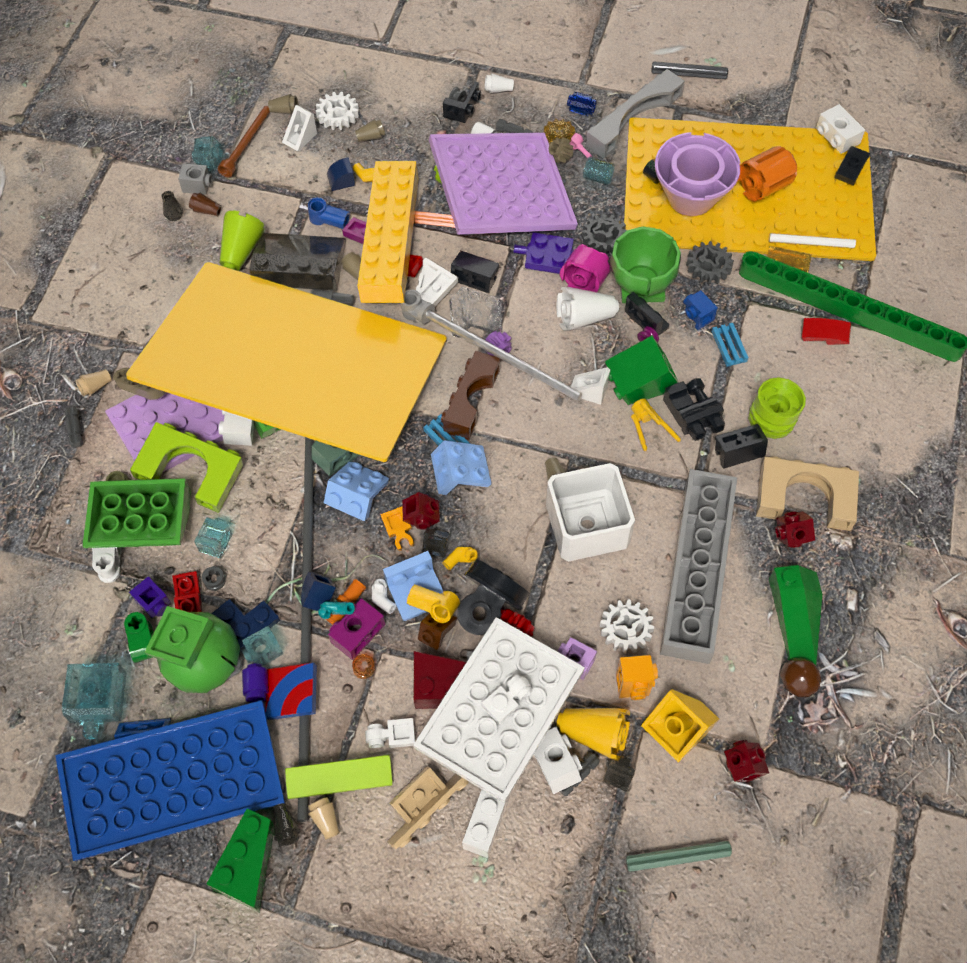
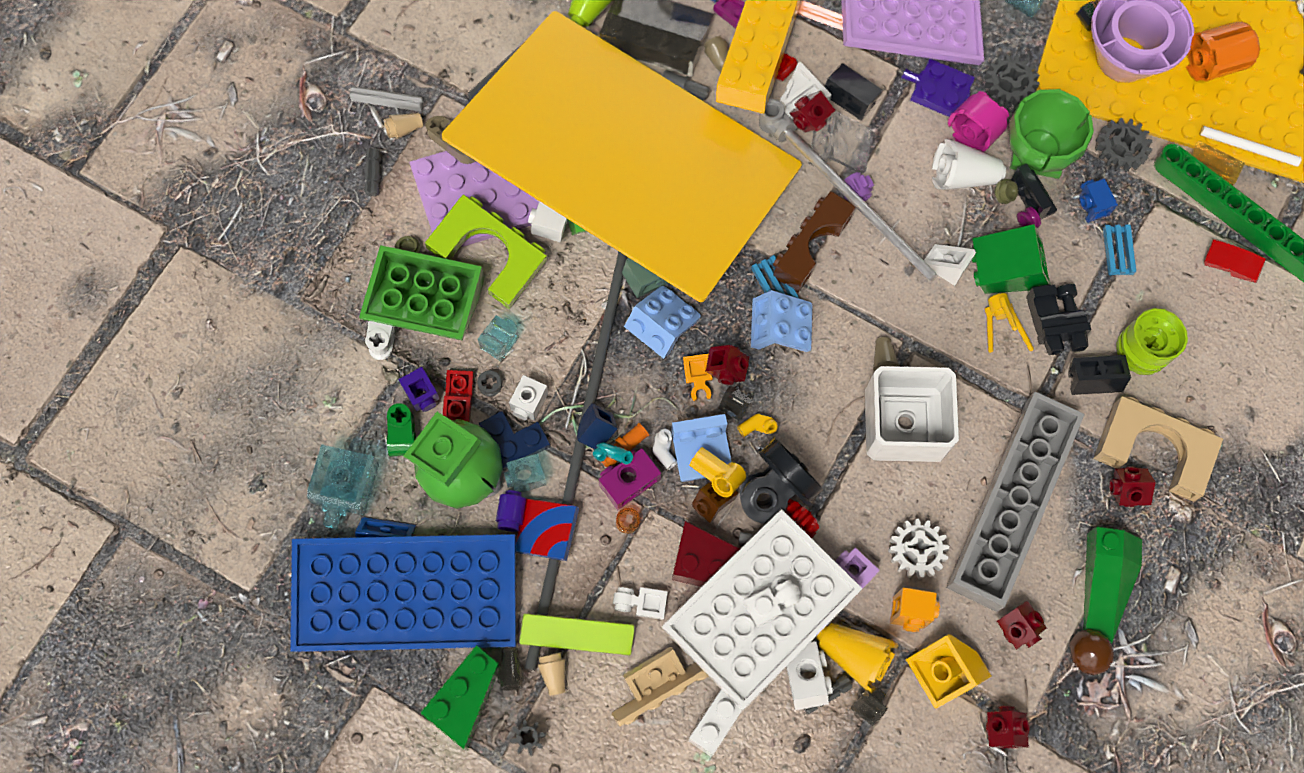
camera: 10 degrees right, 10 degrees up
(74, 365) = (386, 98): none -> light grey axle
(251, 582) = (528, 398): none -> white brick
(311, 876) = (527, 729): none -> dark grey gear
(444, 292) = (812, 112): none -> dark red brick
(623, 319) = (1006, 191): none -> olive plate
(734, 668) = (1022, 625): none -> dark red brick

